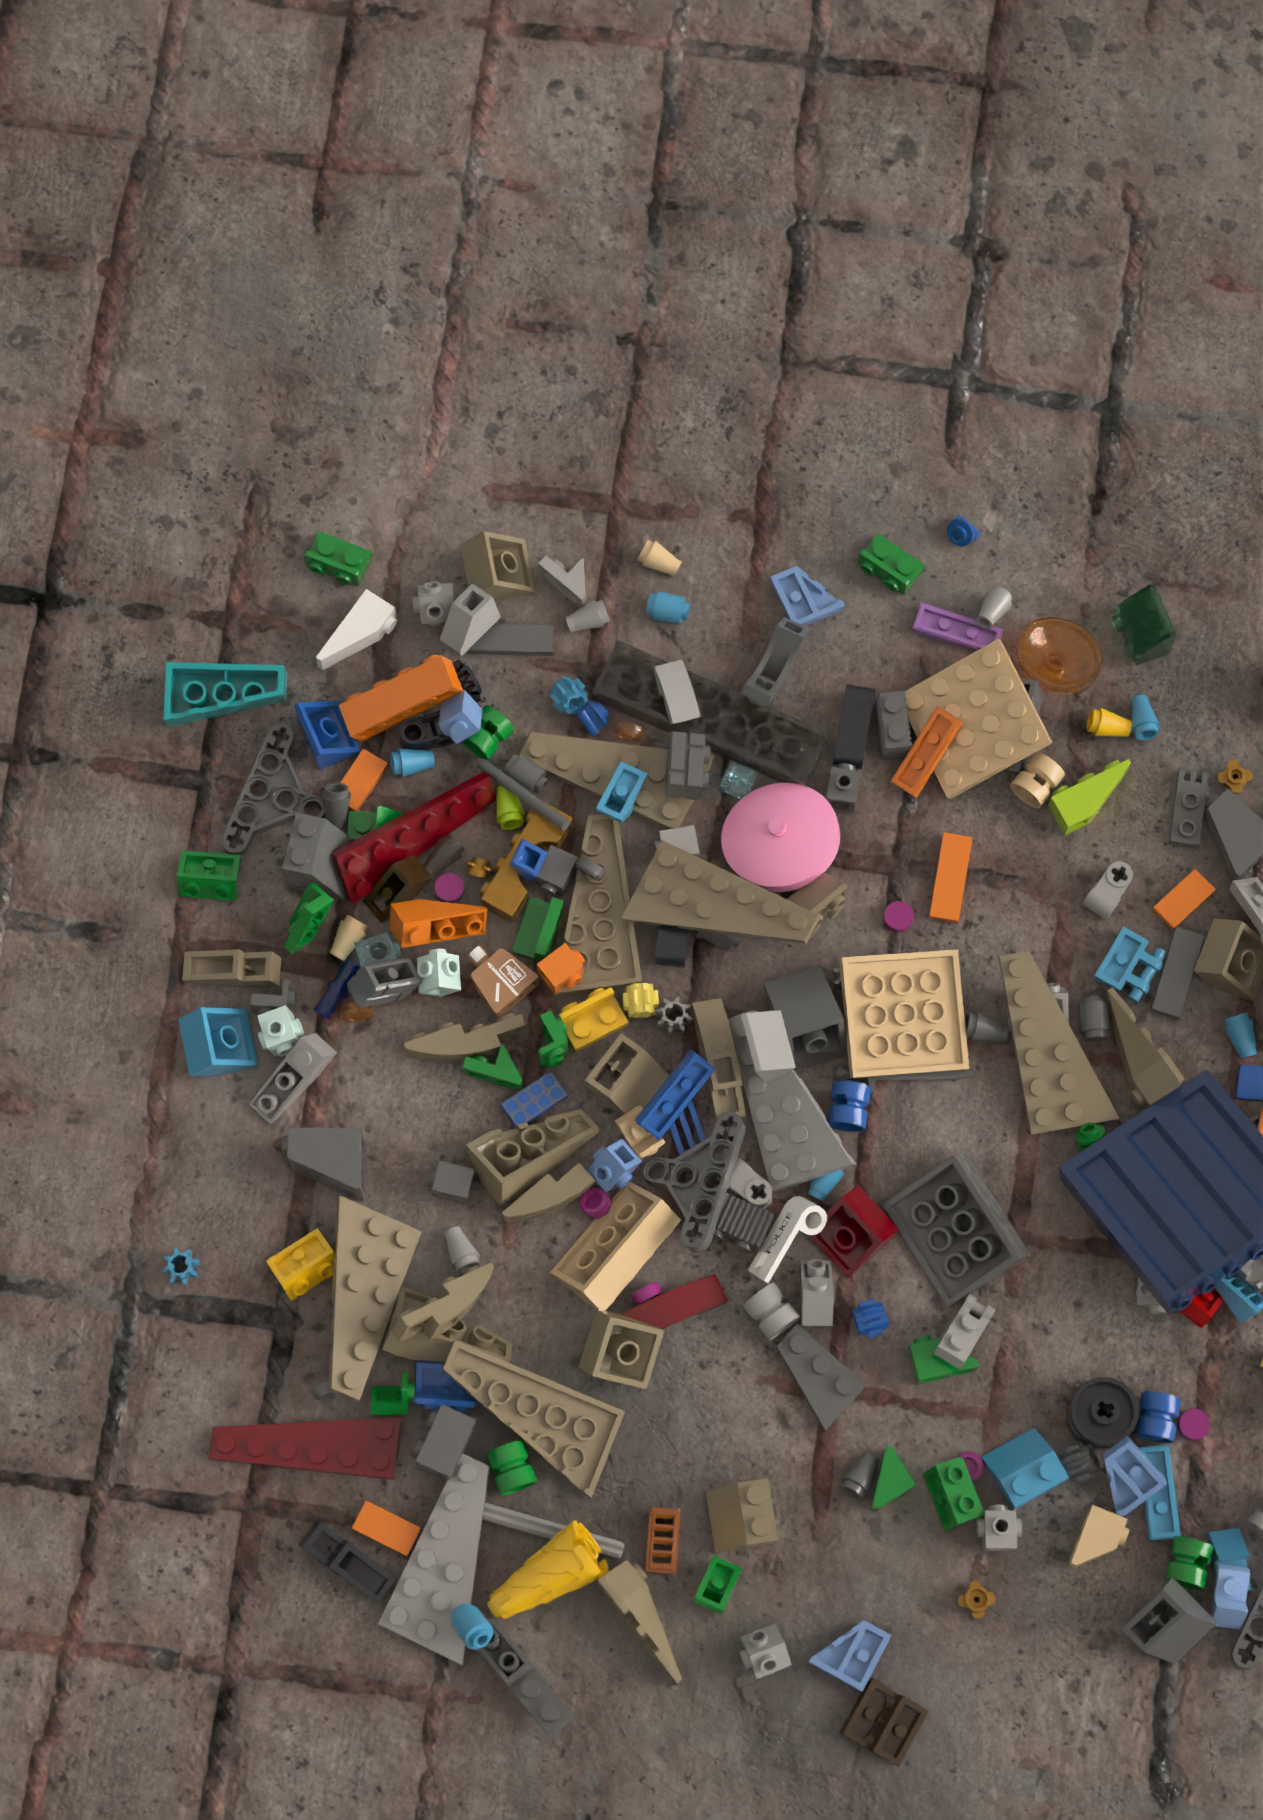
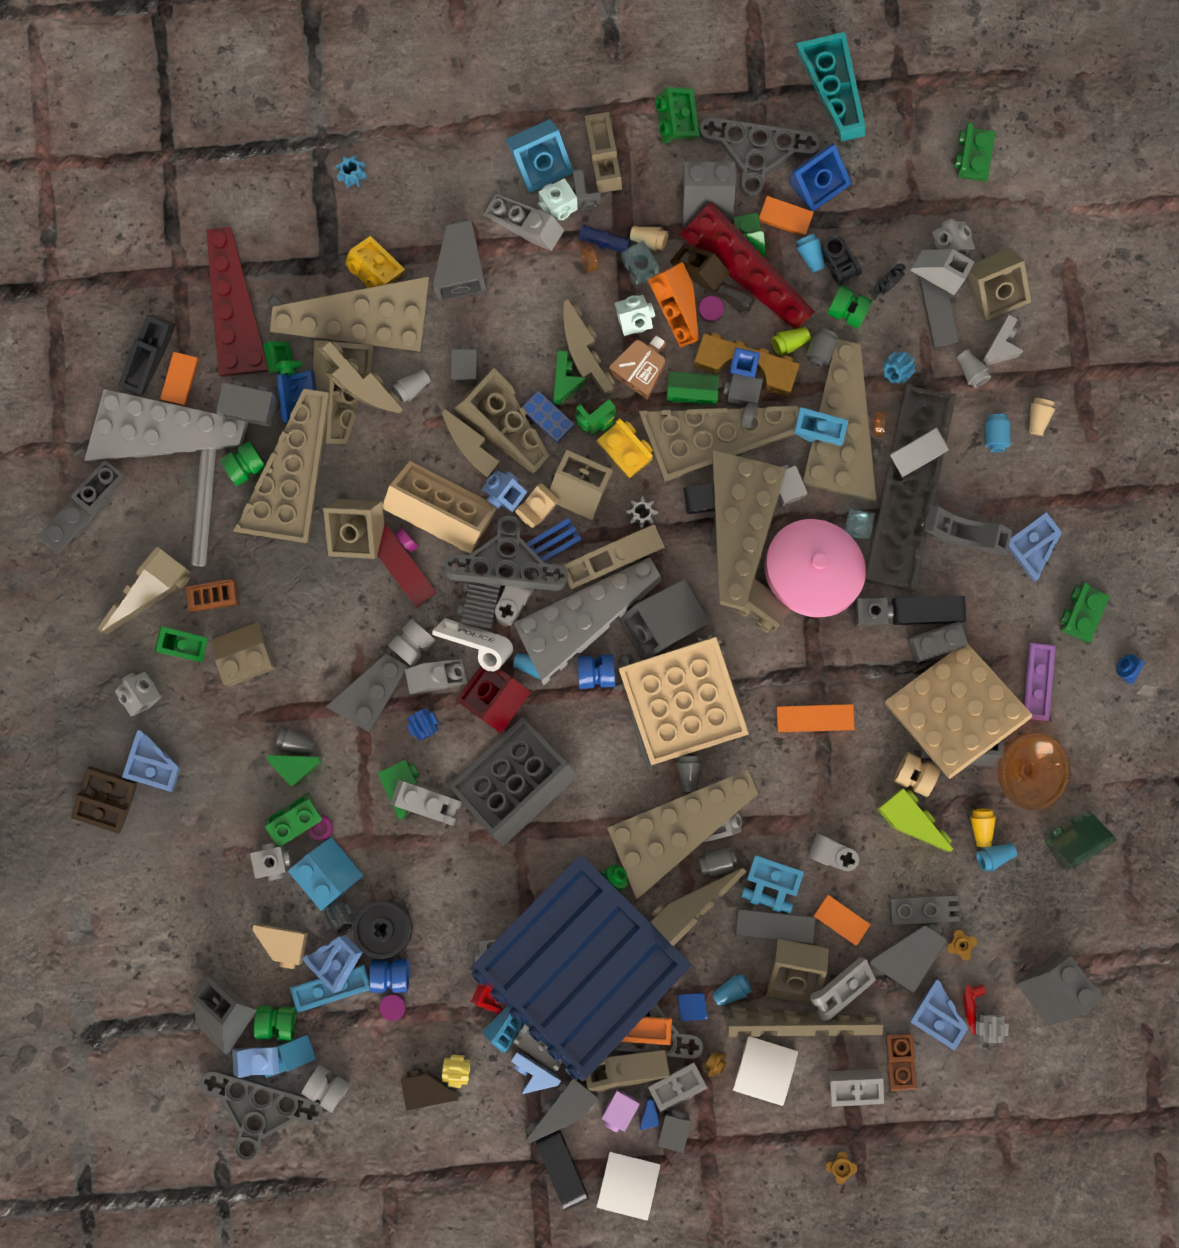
camera: 85 degrees right, 10 degrees up
(307, 917) = (654, 198): green bracket -> none
(336, 803) = (760, 199): dark grey cone -> none
(362, 627) = (917, 184): white slope -> none
(384, 982) = (614, 271): dark grey brick -> none
(400, 697) = (861, 228): orange brick -> none
(460, 717) = (854, 279): medium blue brick -> none
(471, 1626) = (108, 458): dark azure brick -> none
(479, 867) = (732, 327): pearl gold plate -> none
(523, 794) = (801, 347): dark grey bar -> none
(554, 1570) = (167, 516): yellow cone -> none
(562, 968) = (658, 411): orange brick -> none
(593, 717) = (885, 391): blue plate -> none
(595, 1203) = (472, 483): magenta tile -> none
(640, 1000) = (648, 482): light yellow gear -> none
(675, 1094) = (570, 525): blue tile -> none
(686, 765) = (857, 475): dark grey brick -> none
(768, 1044) = (626, 589): light grey slope -> none
(898, 916) = (770, 681): magenta tile -> none
(926, 751) = (920, 675): orange tile -> none
(967, 1600) = (207, 856): pearl gold plate -> none
(994, 606) = (1067, 708): light grey cone -> none

